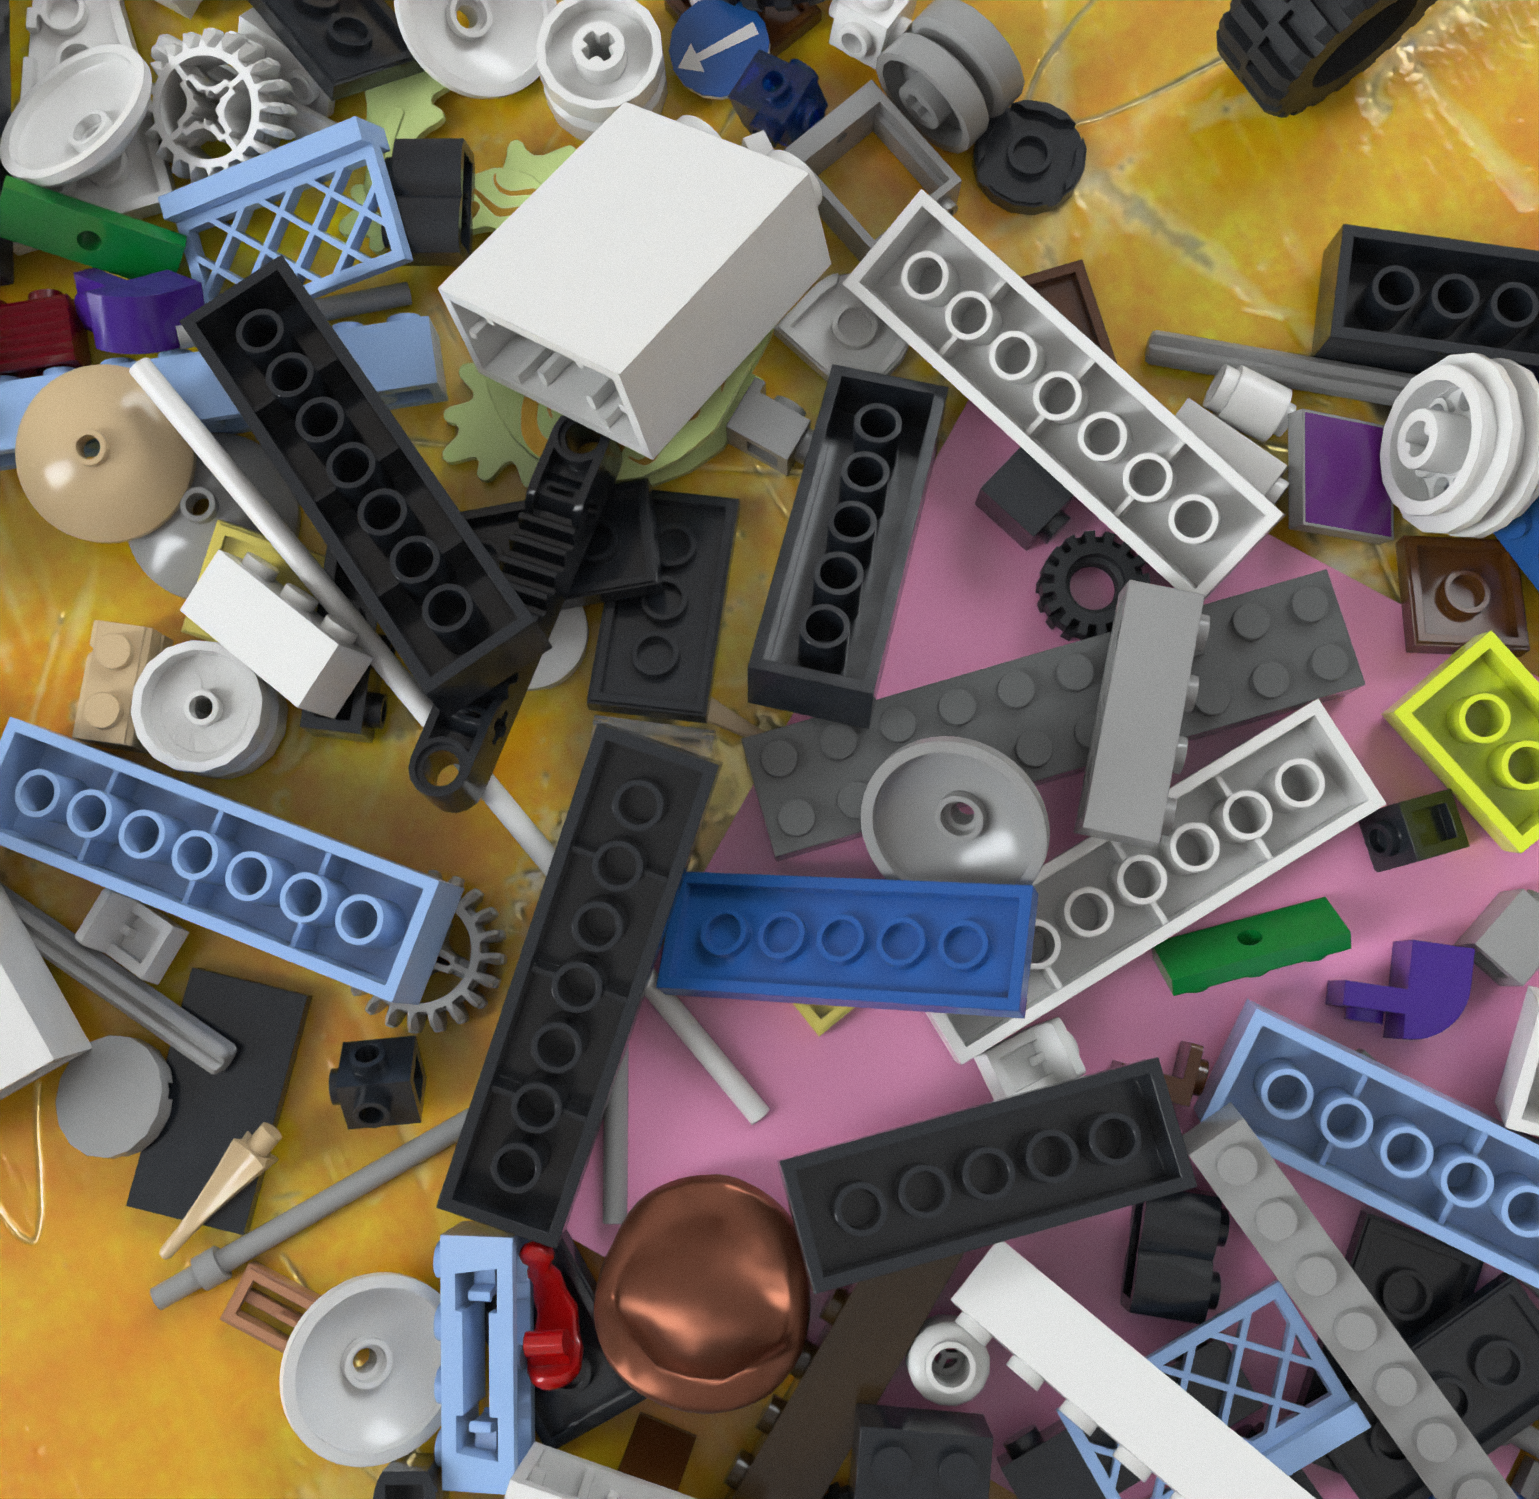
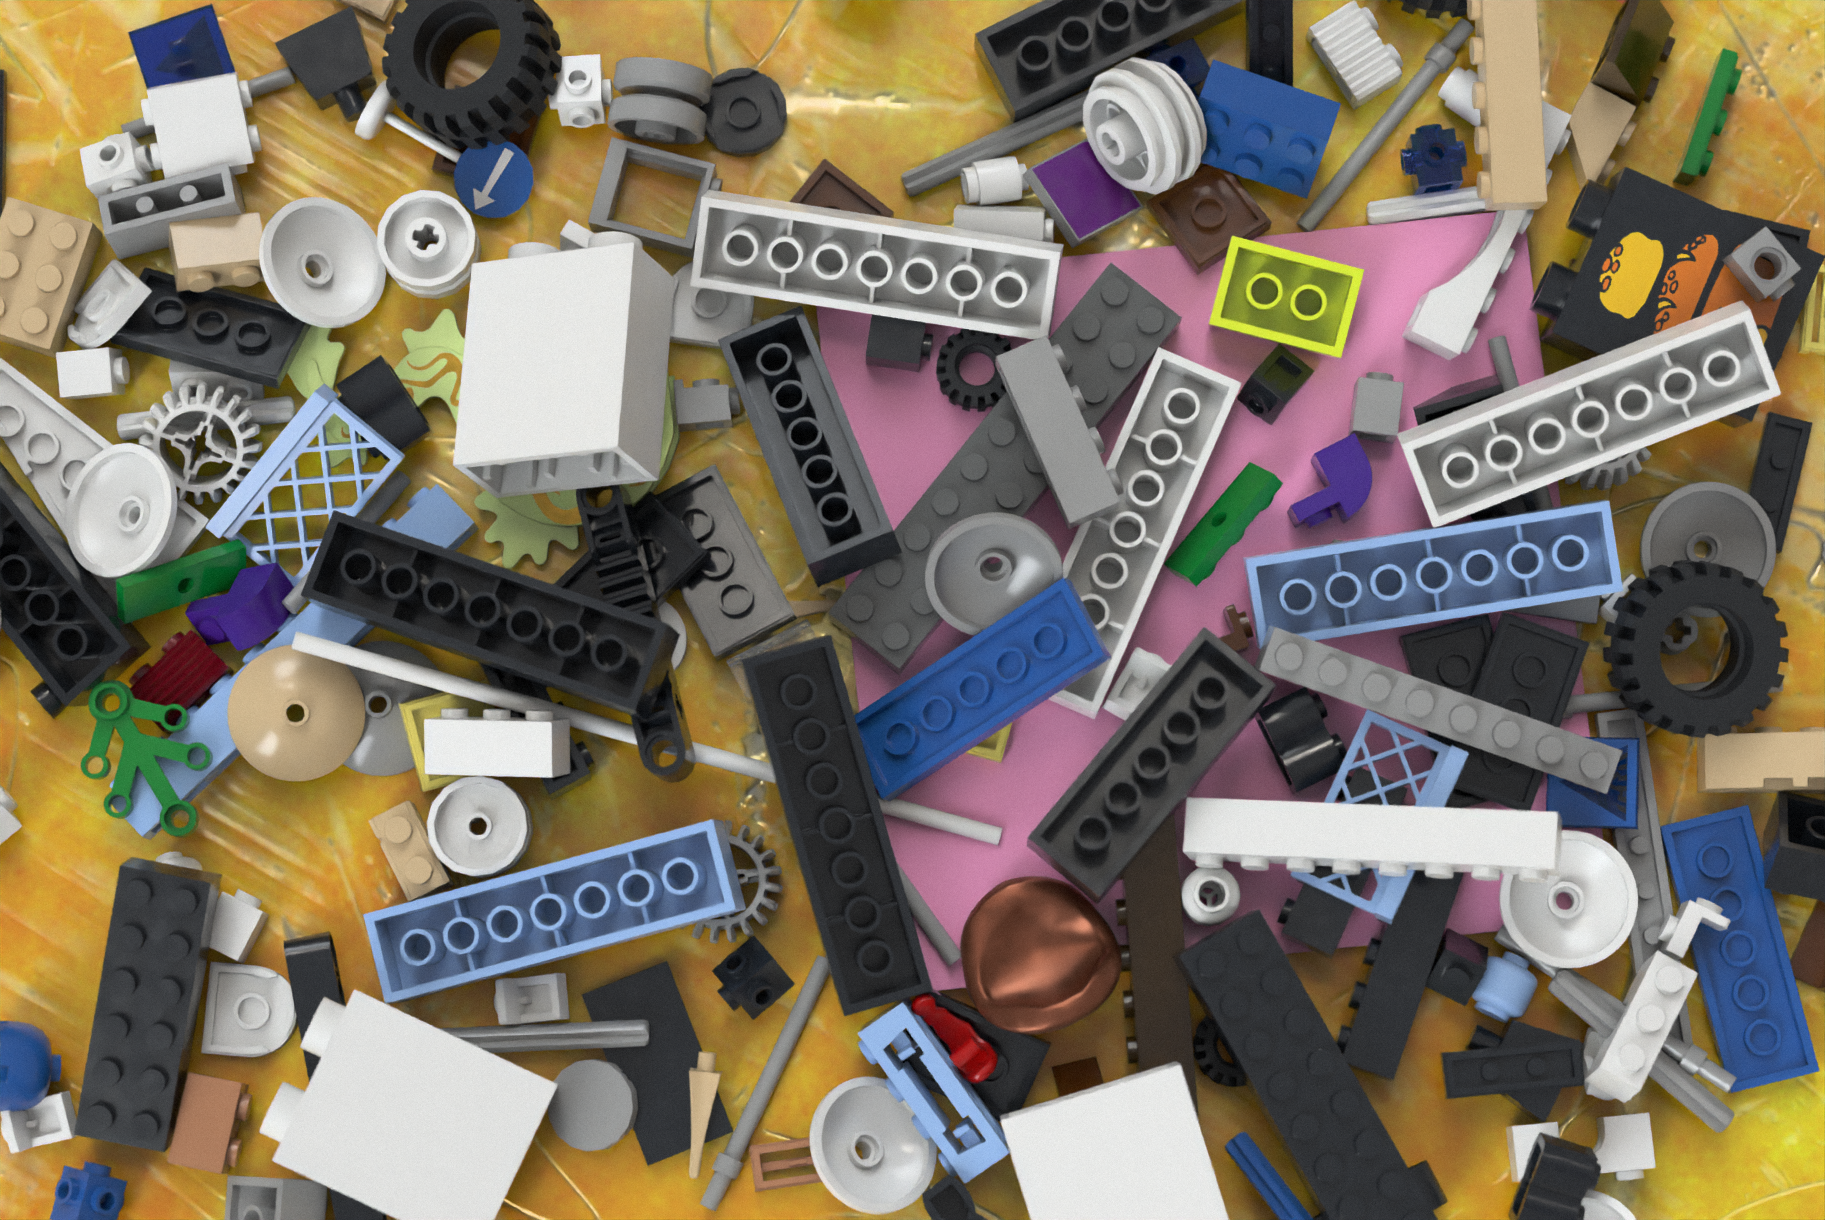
camera: 40 degrees left, 0 degrees up
(778, 98) = (560, 189): clear blue brick -> none

